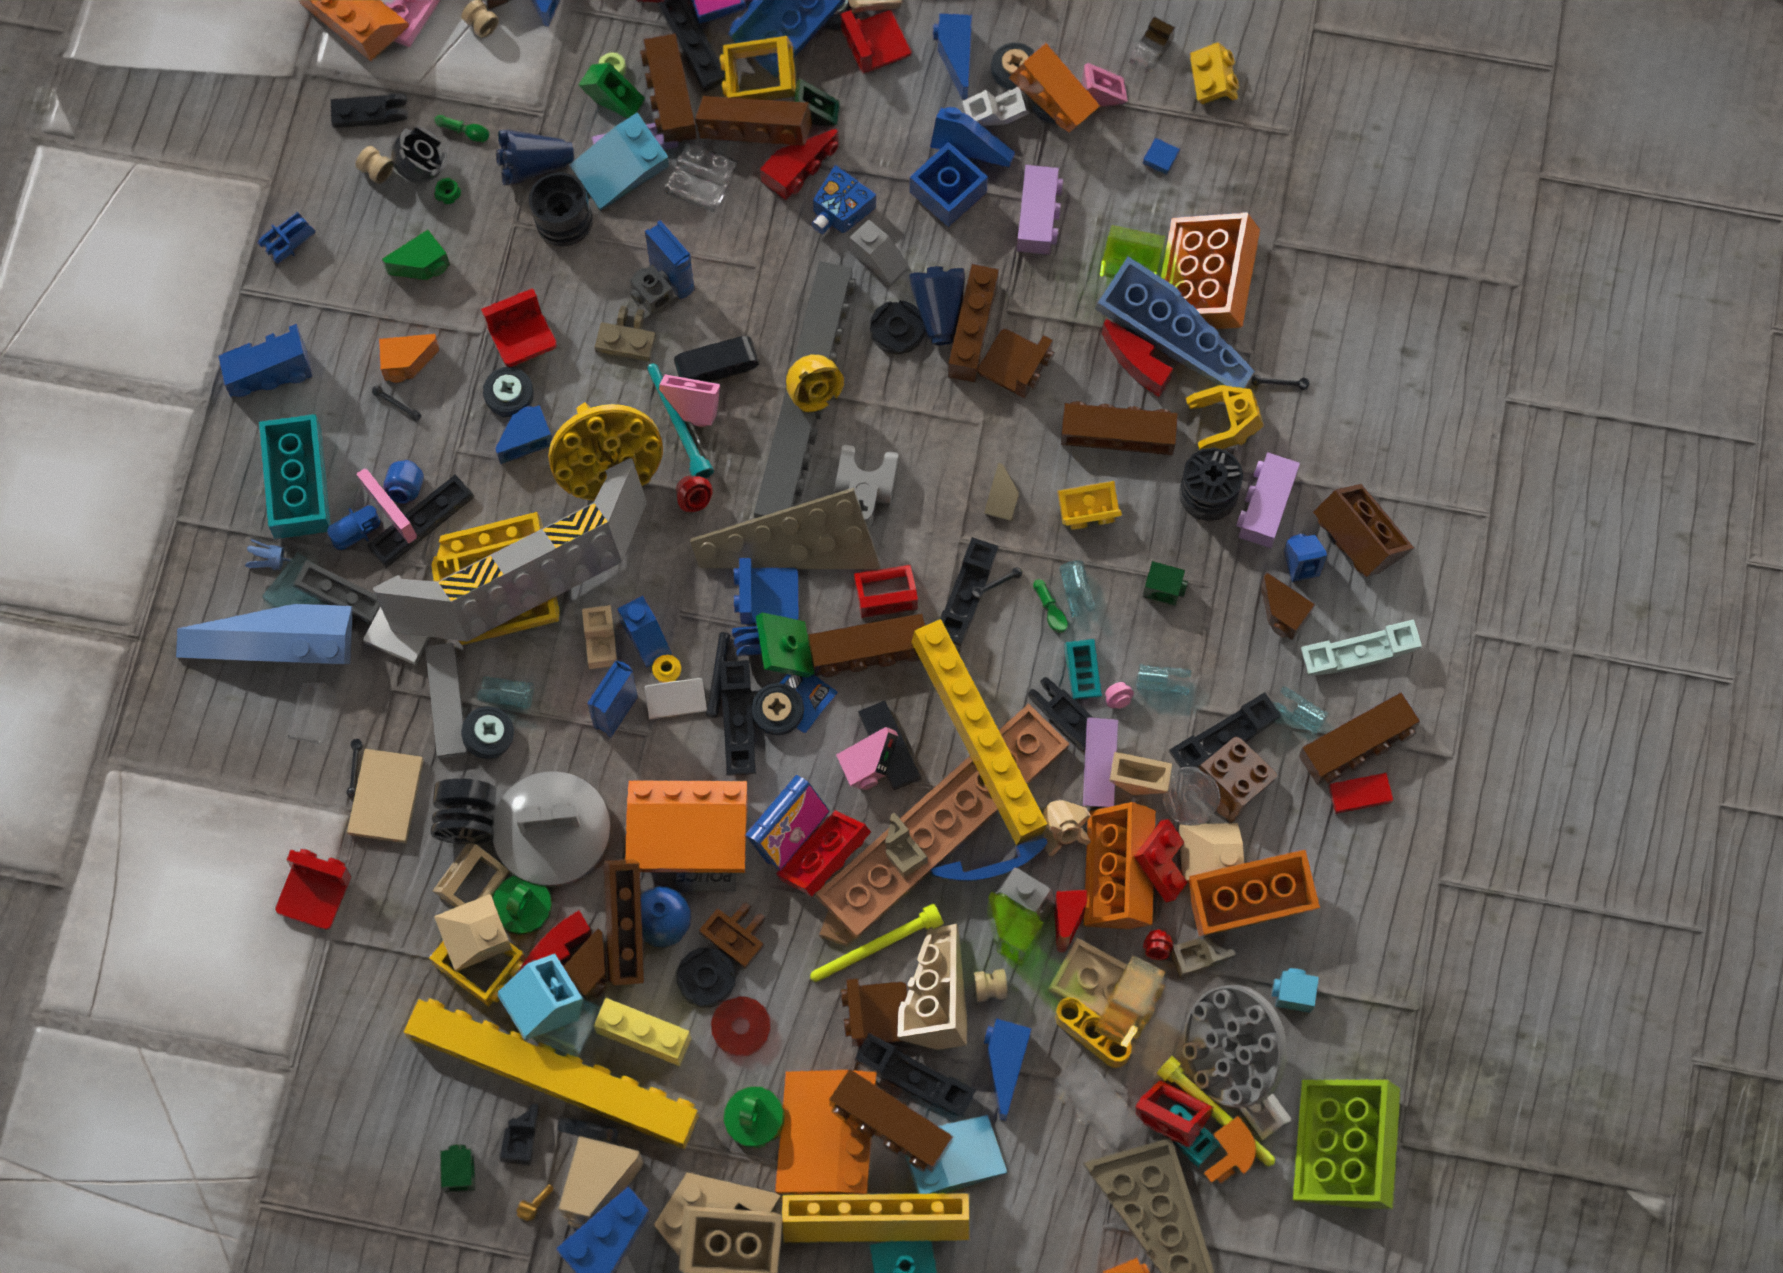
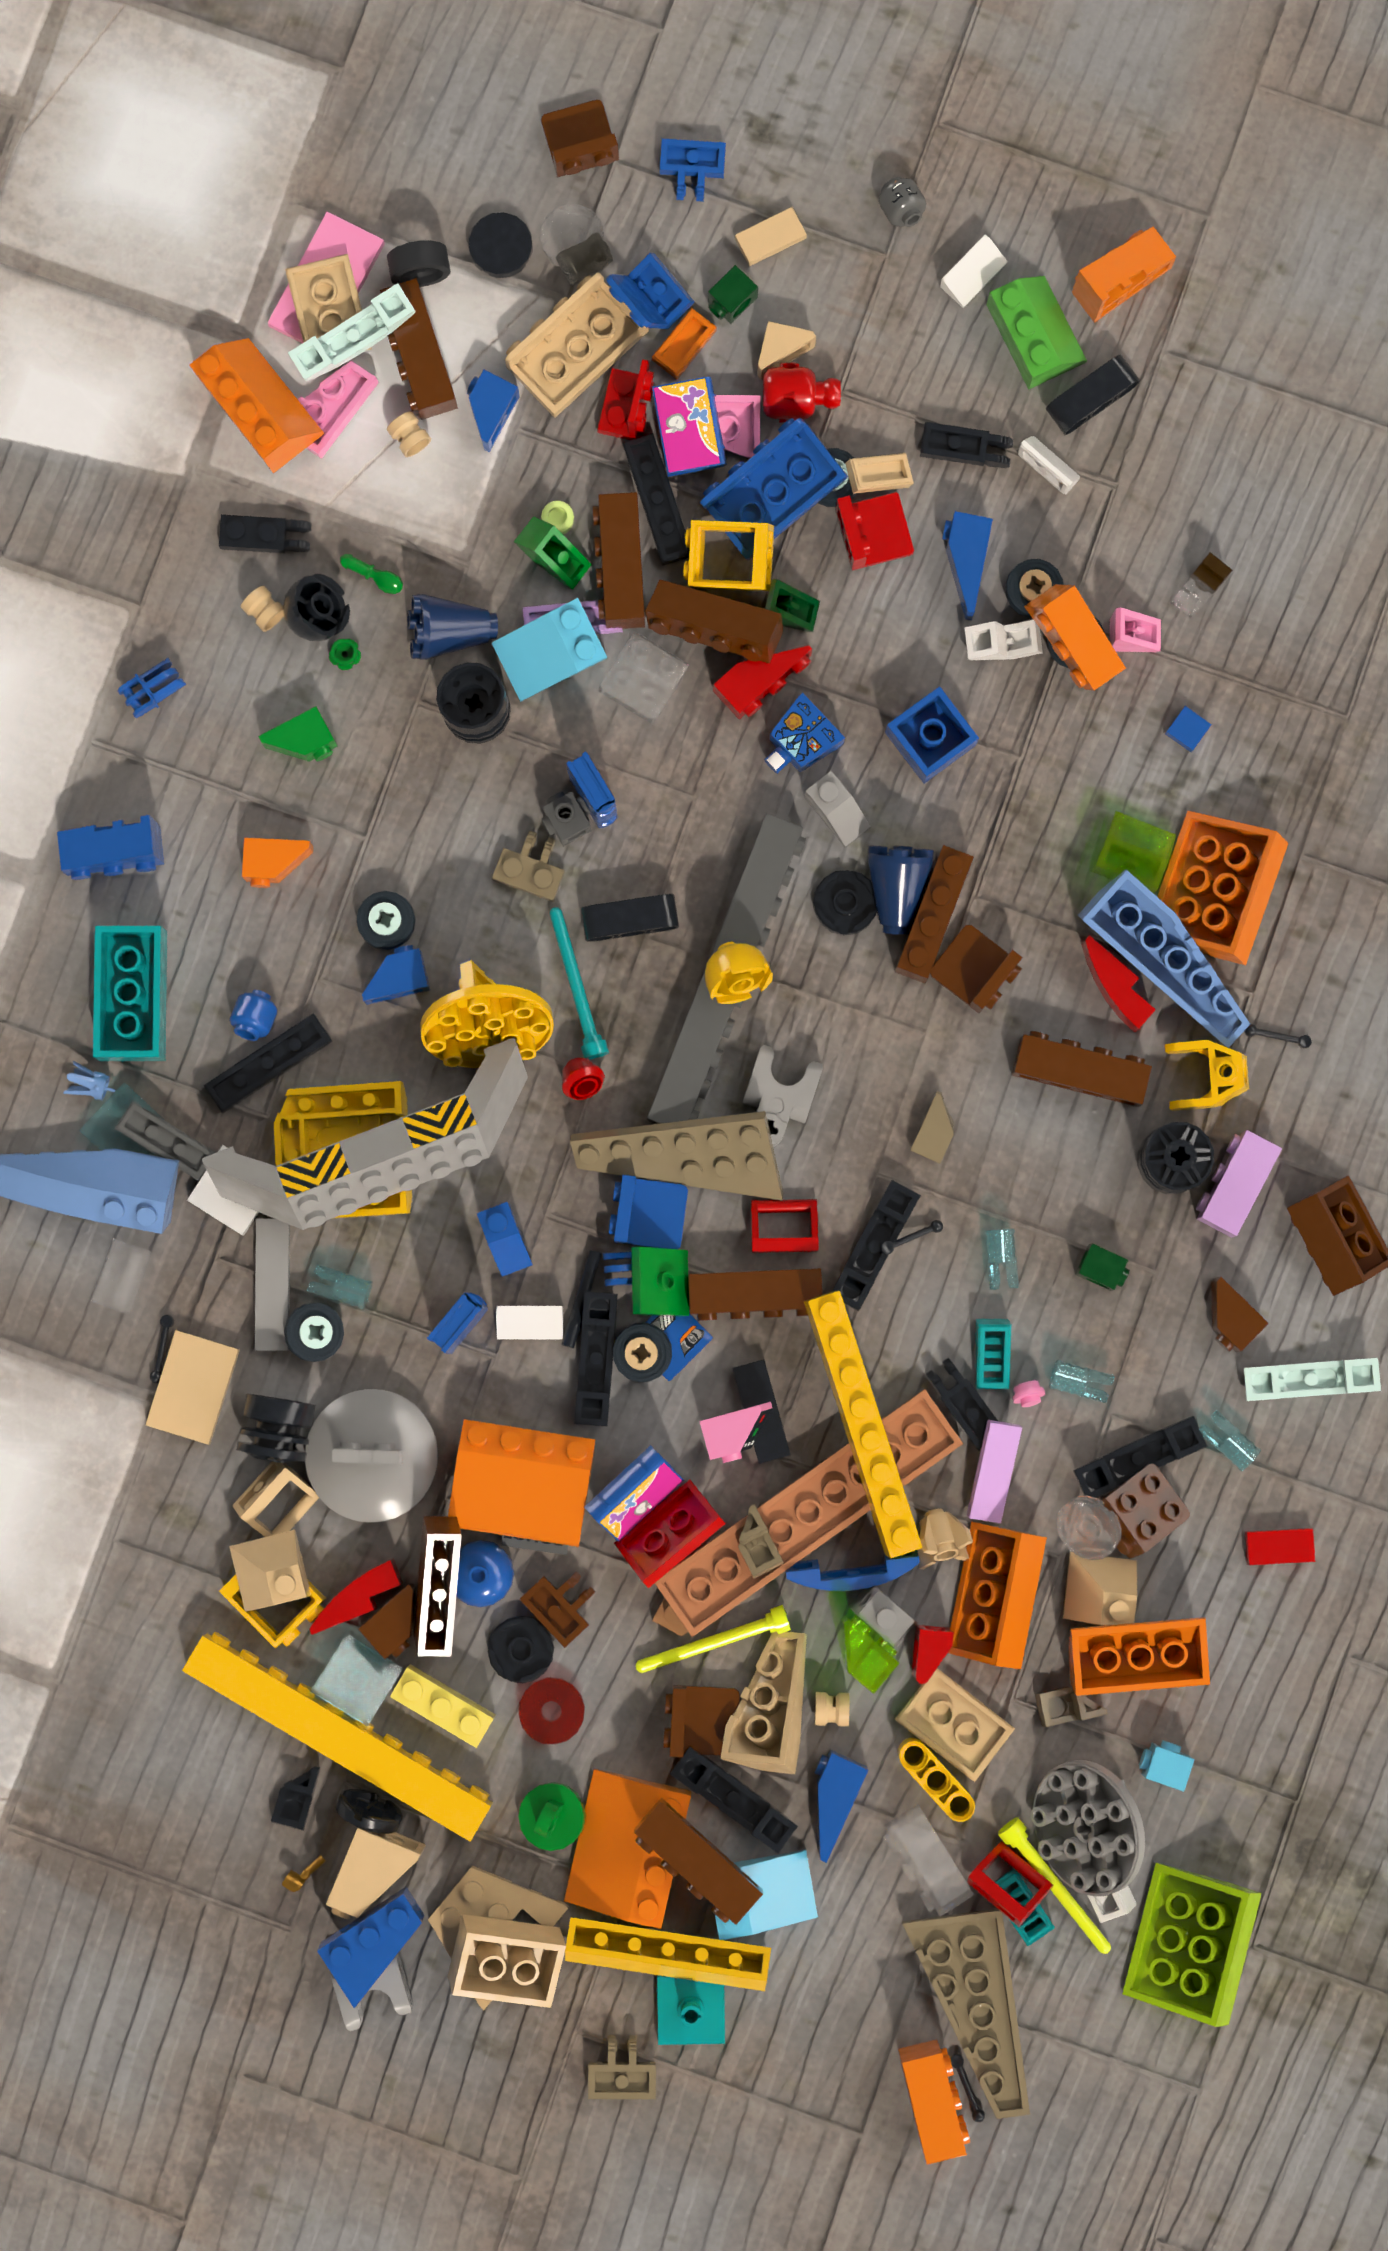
camera: 10 degrees right, 15 degrees up
(313, 889) = (100, 1488): red bracket -> none
(353, 527) = (189, 1063): blue arm -> none
(378, 391) = (237, 895): black hinge -> none
(387, 505) = (231, 1045): bright pink tile -> none
(457, 1169) = (224, 1827): dark green brick -> none
(518, 328) = (407, 847): red bracket -> none
(522, 905) = (328, 1538): green tile -> none
(541, 998) = (335, 1660): medium azure slope -> none
(599, 636) = (453, 1234): tan slope -> none
(669, 676) = (535, 1284): yellow plate -> none
(691, 399) = (594, 963): bright pink slope -> none
(969, 138) = (966, 679): blue slope -> none
(1039, 209) = (1033, 780): lavender brick -> none
(1055, 617) = (971, 1287): green piece -> none
(1089, 504) = (1031, 1160): yellow bracket -> none
(1131, 1002) = (982, 1764): clear yellow brick -> none
(1140, 774) = (1037, 1494): tan slope -> none
(1156, 860) = (1038, 1596): red plate -> none
(1158, 945) = (1024, 1689): red plate -> none
(1214, 73) = (1269, 632): yellow bracket -> none
(1239, 1145) = (1072, 1937): orange brick -> none
(1304, 557) = (1267, 1259): blue slope -> none
(1359, 739) = (1291, 1485): reddish brown brick -> none

